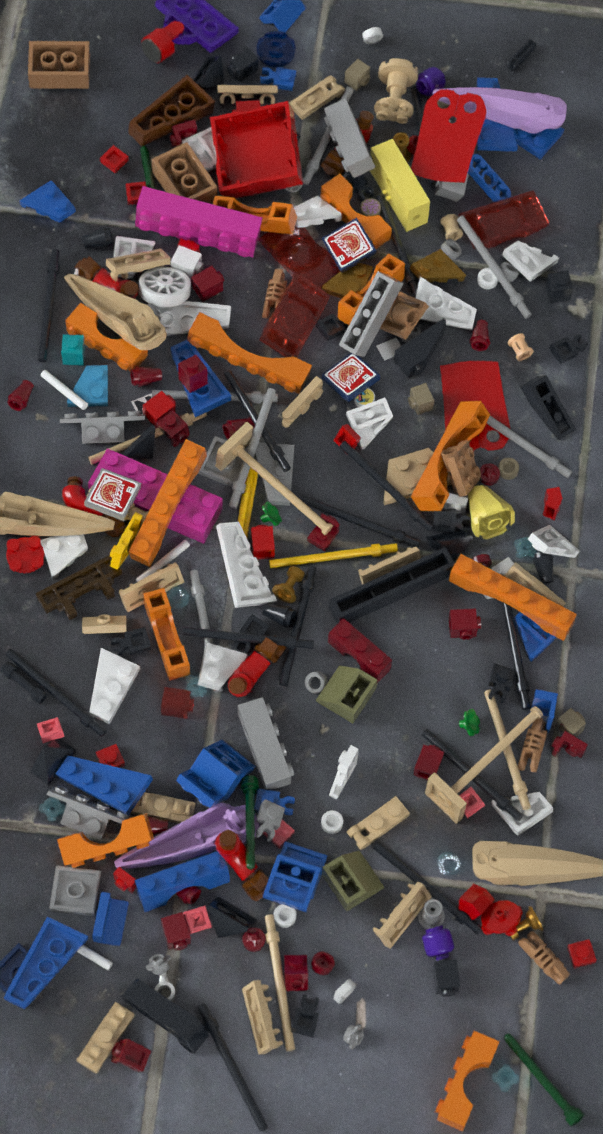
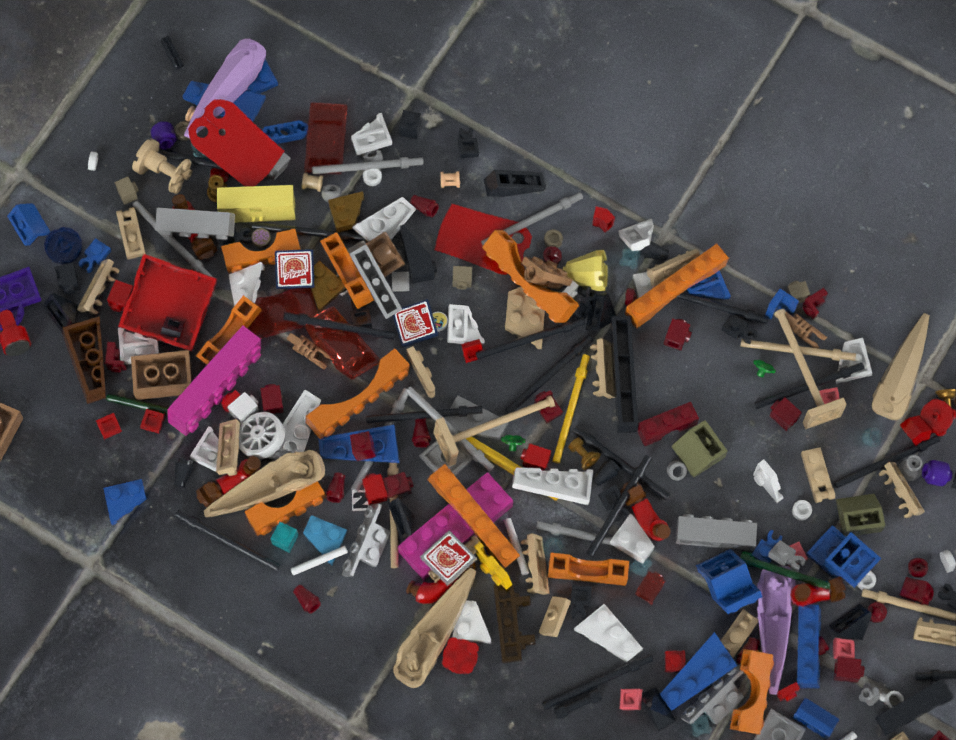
camera: 65 degrees left, 5 degrees up
(235, 166) = (172, 327): none -> black plate
(296, 269) = (303, 319): none -> black bar

